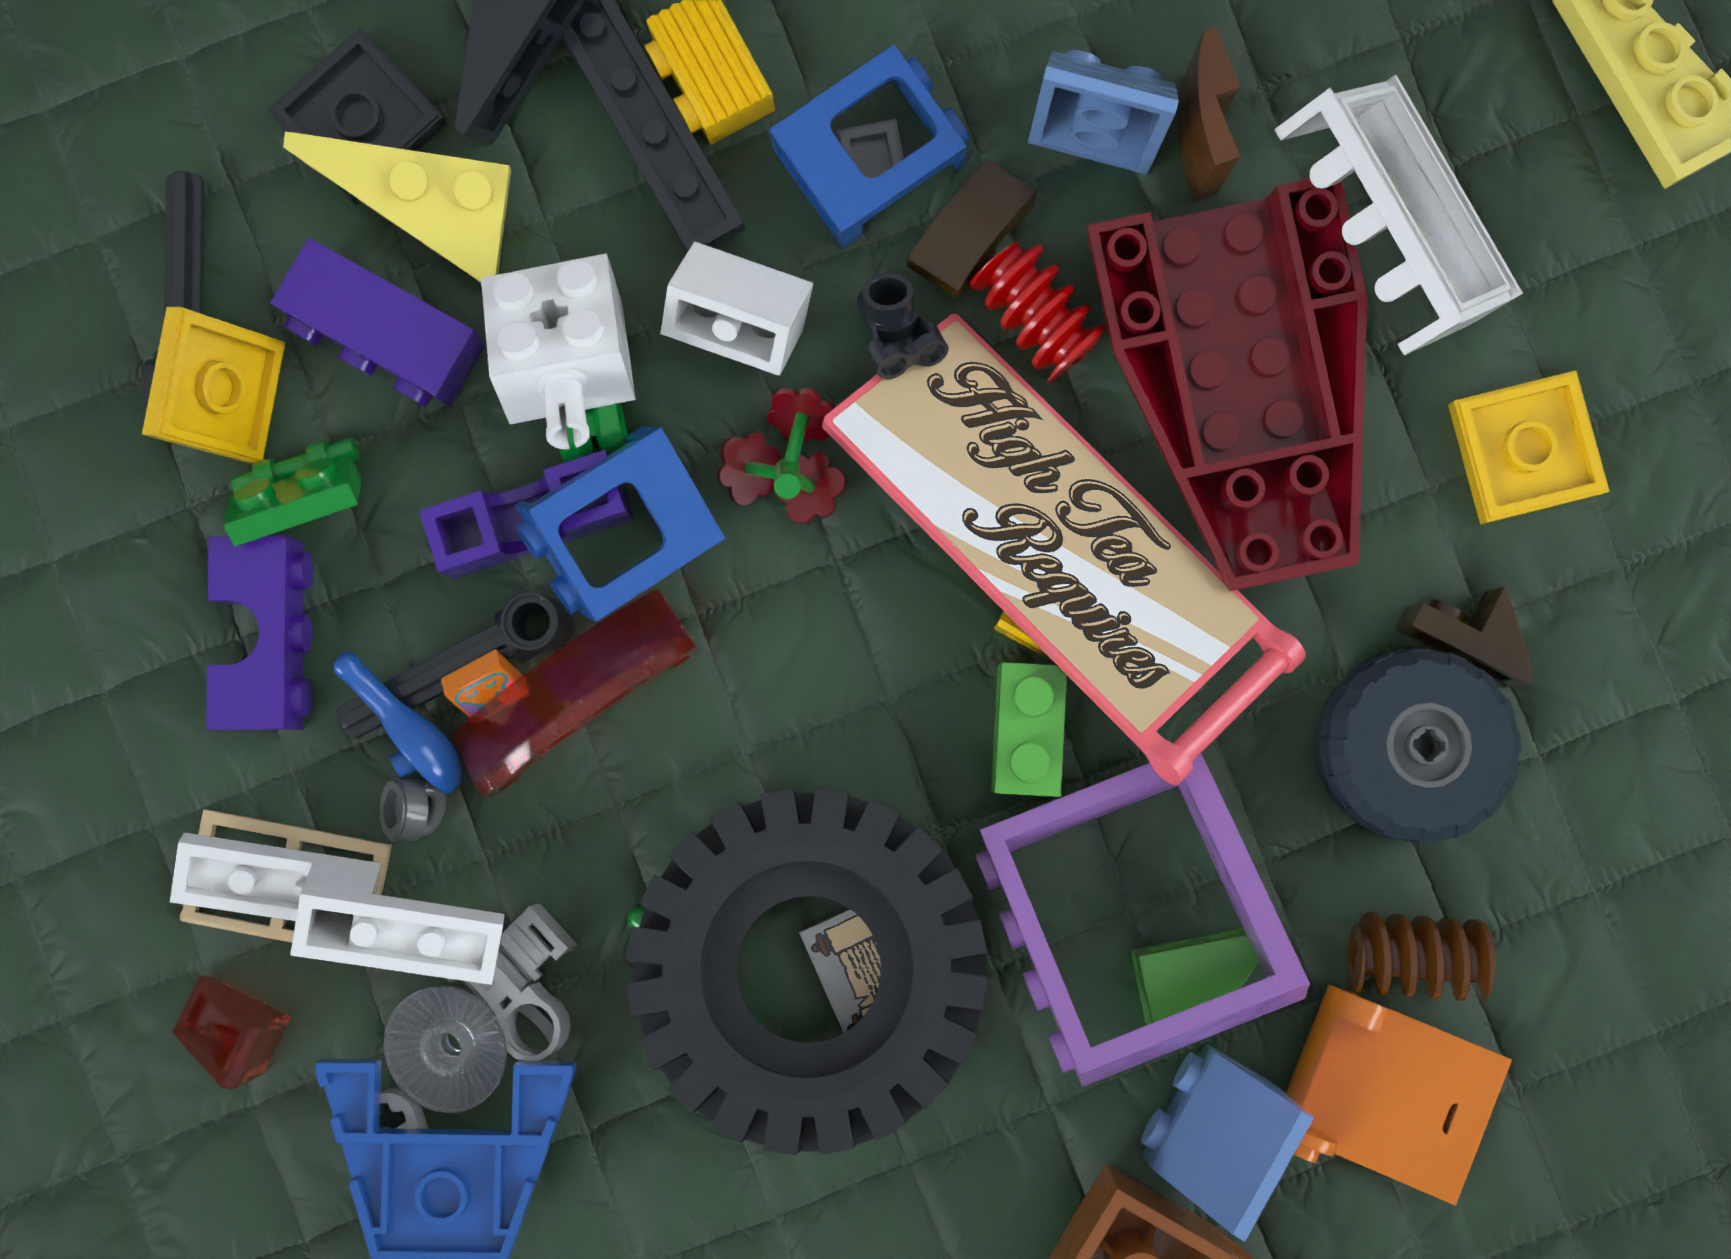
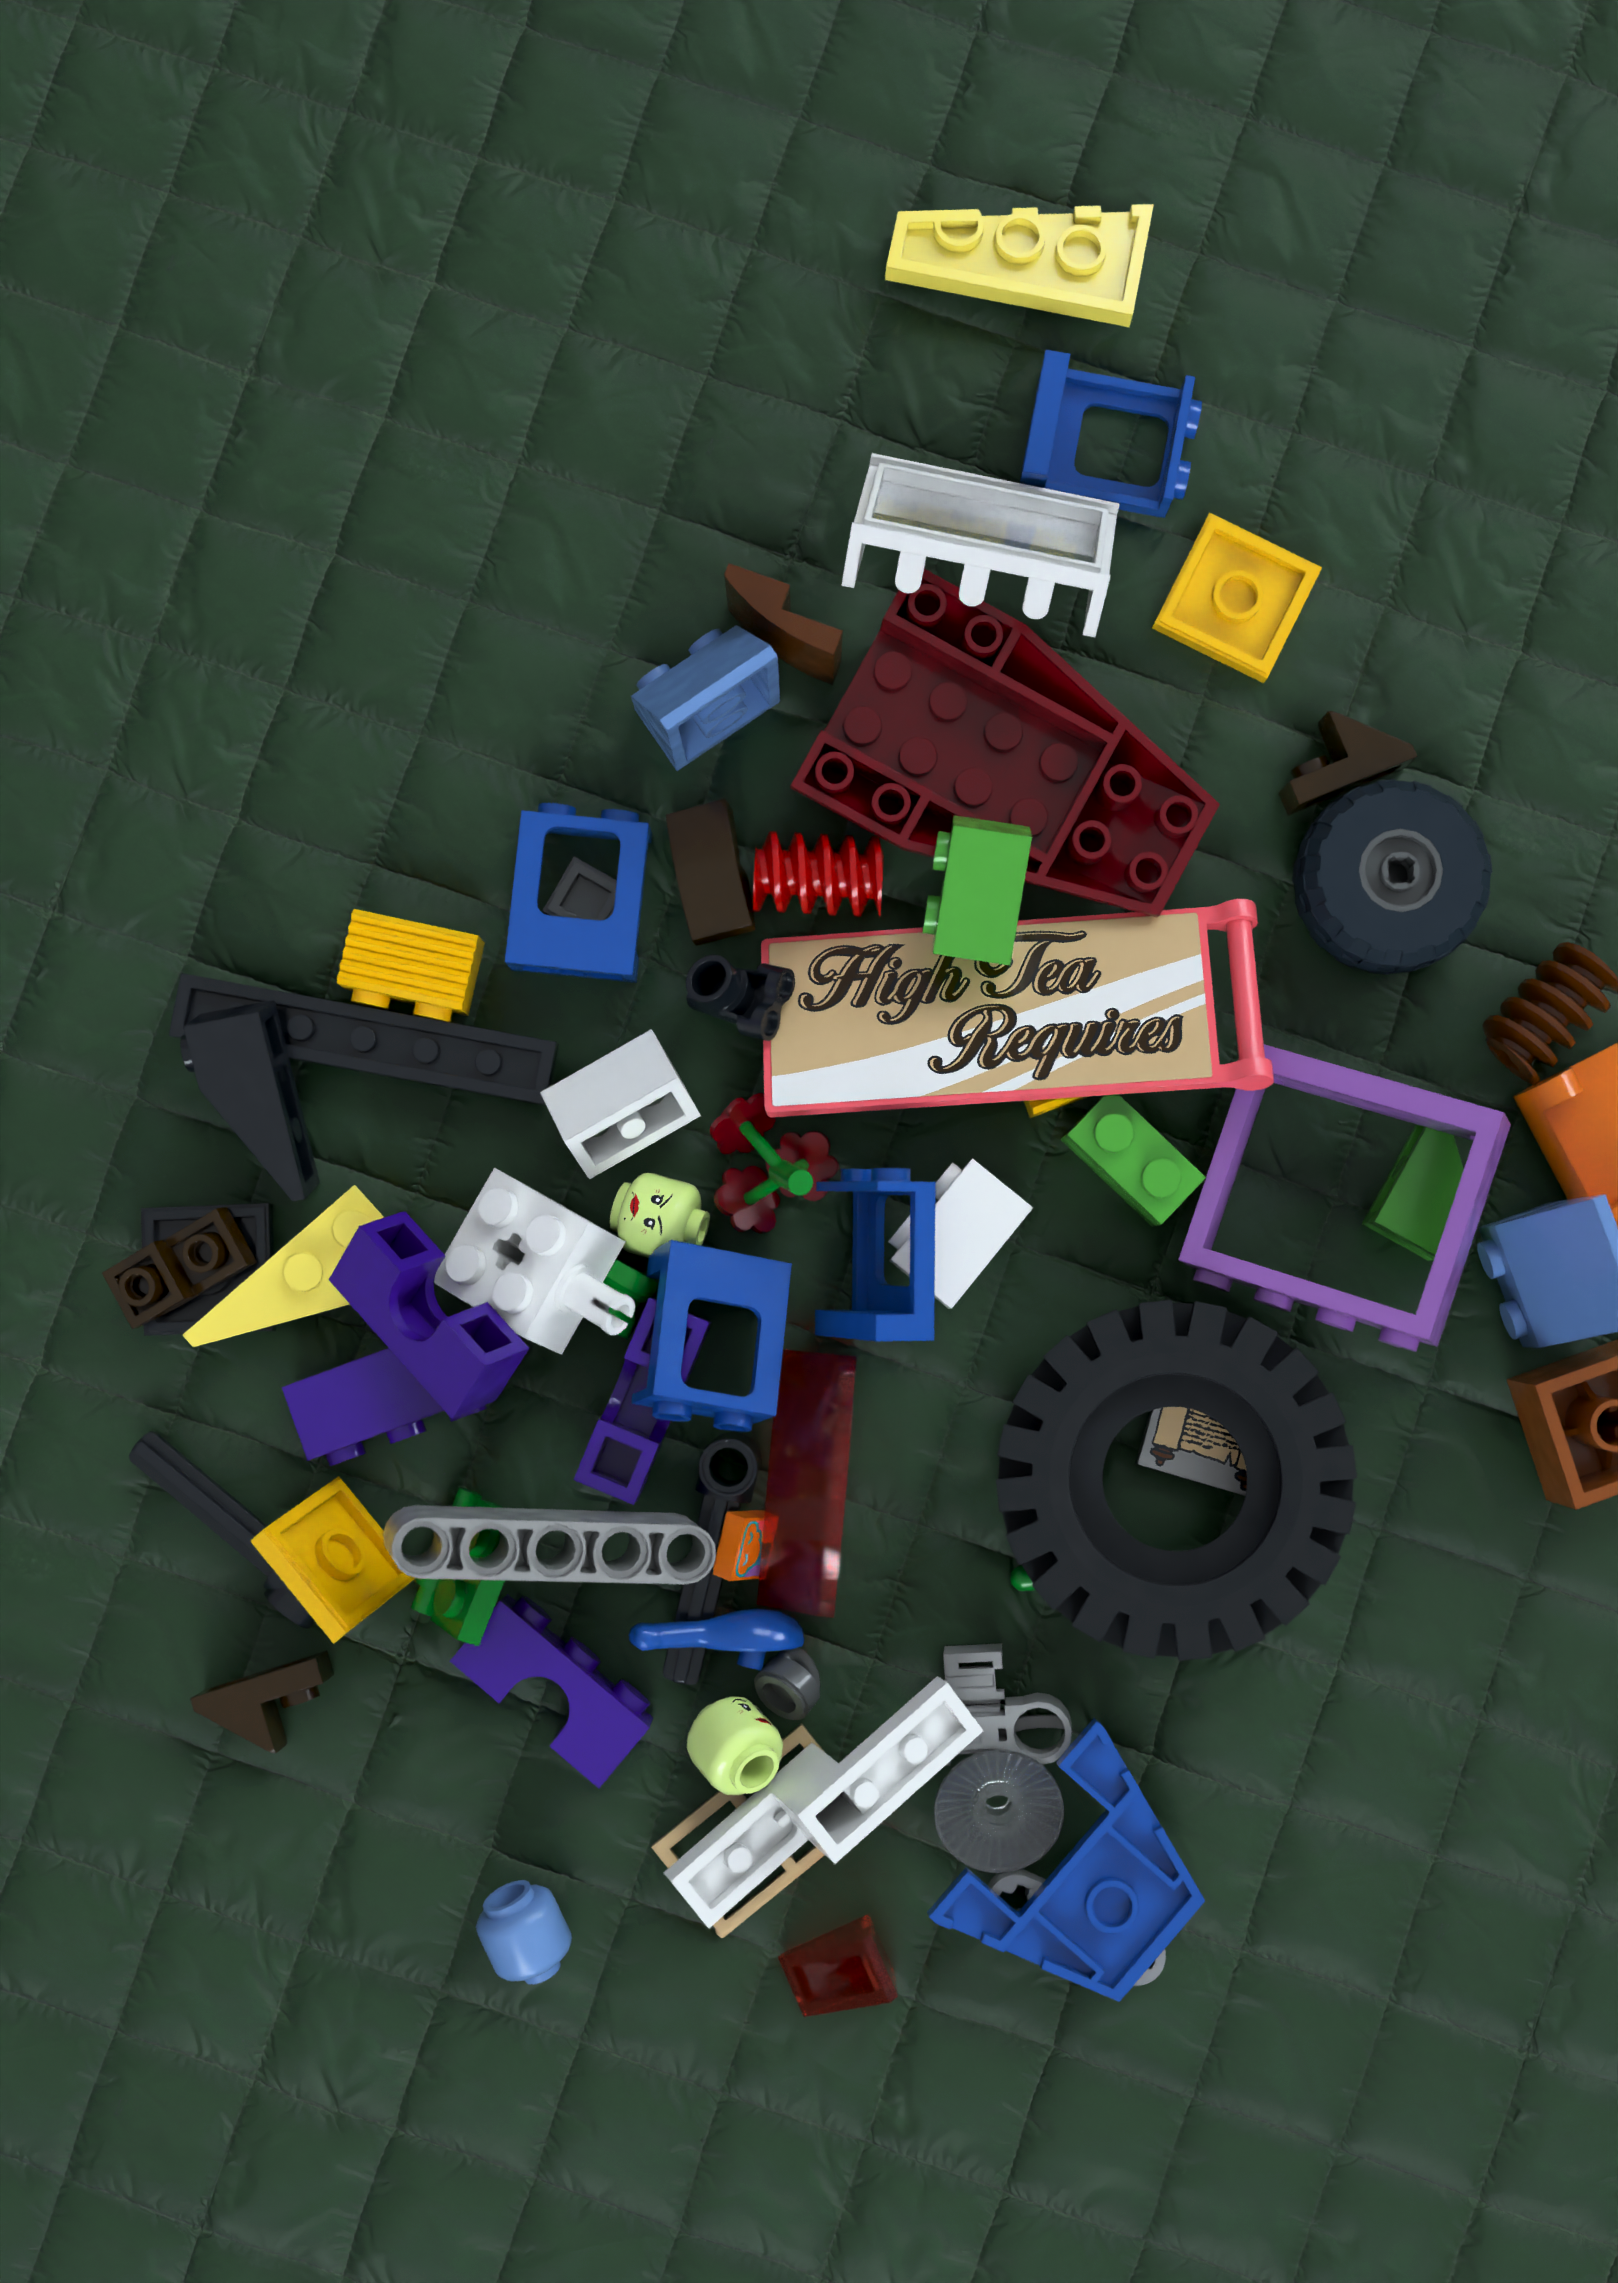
camera: 55 degrees left, 0 degrees up
(56, 766) = (523, 1932): none -> medium blue head
(60, 423) = (249, 1703): none -> dark brown slope
(325, 806) = (735, 1746): none -> yellowish green head
(336, 90) = (179, 1267): none -> dark brown slope
(342, 498) = (522, 1529): none -> light grey beam
(449, 248) = (390, 1284): none -> dark purple arch
(682, 405) = (657, 1211): none -> yellowish green head
(750, 638) = (878, 1308): none -> blue window
(857, 644) = (971, 1225): none -> white brick
(1131, 432) = (979, 890): none -> bright green brick
(1545, 194) = (1056, 426): none -> blue window

